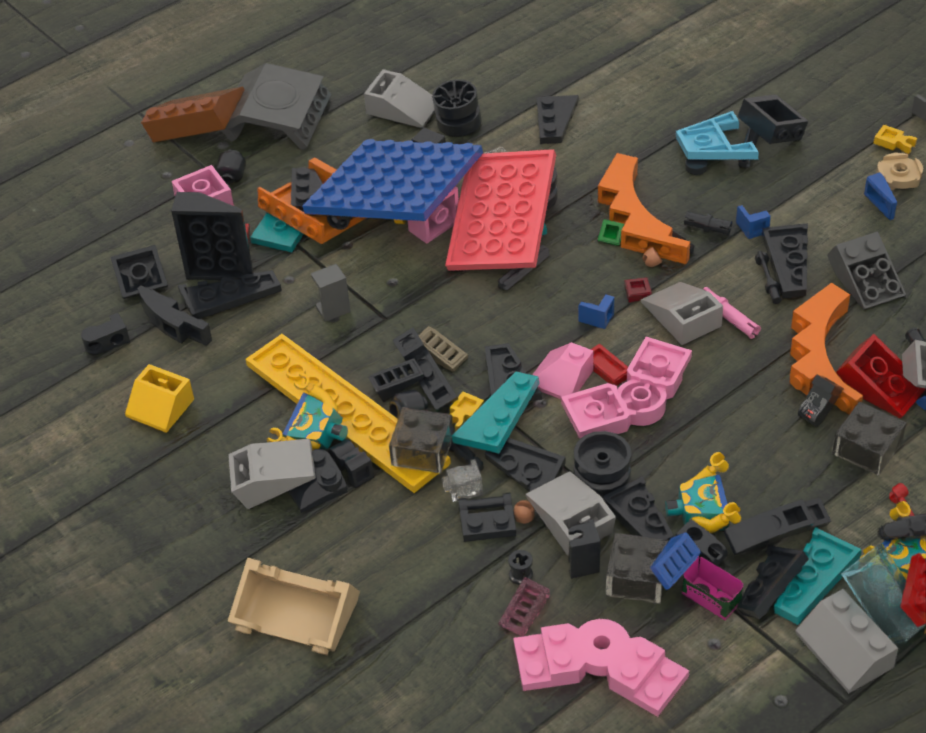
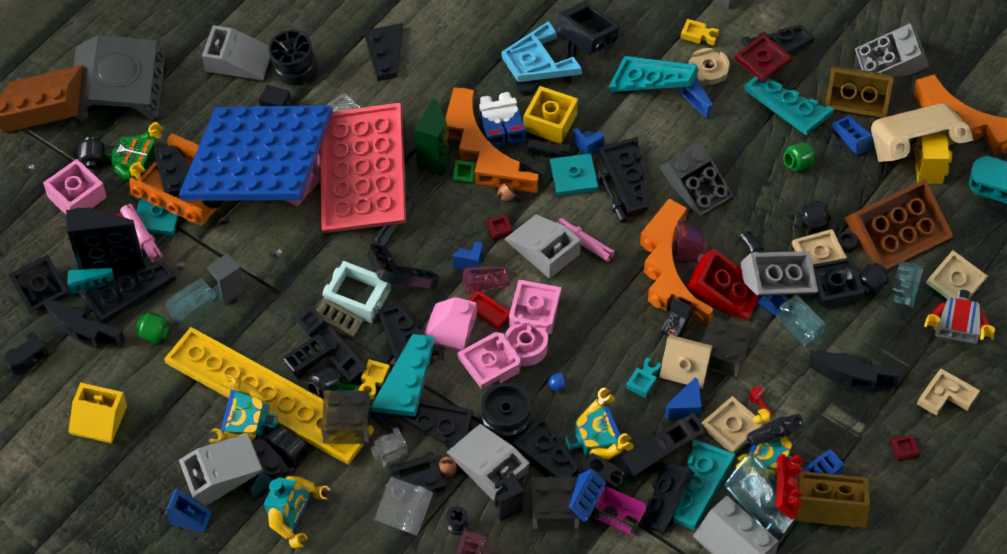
camera: 15 degrees left, 10 degrees up
(187, 274) = (88, 279): none -> teal slope
(223, 510) = (187, 512): none -> blue slope
(242, 329) = (152, 327): none -> green head
(260, 248) = (145, 239): none -> bright pink pin
(273, 171) = (134, 153): none -> torso
(288, 308) = (189, 299): none -> clear light blue hinge
(334, 517) = (287, 503): none -> torso
(463, 542) = (403, 506): none -> clear hinge
(488, 335) = (365, 311): none -> light aqua window
(503, 306) = (391, 273): none -> black beam
(581, 193) = (432, 140): none -> dark green slope
(603, 333) = (472, 283): none -> clear pink slope
(665, 185) = (499, 114): none -> hips
(667, 446) = (557, 382): none -> blue hinge
(715, 190) = (550, 114): none -> yellow brick
(730, 251) = (573, 175): none -> teal plate
(768, 458) = (643, 380): none -> teal plate
(811, 486) = (685, 402): none -> blue slope
(820, 444) = (685, 360): none -> tan plate
(835, 167) = (651, 74): none -> teal wing
(846, 329) = (689, 243): none -> clear pink slope
(860, 519) = (730, 425): none -> tan plate

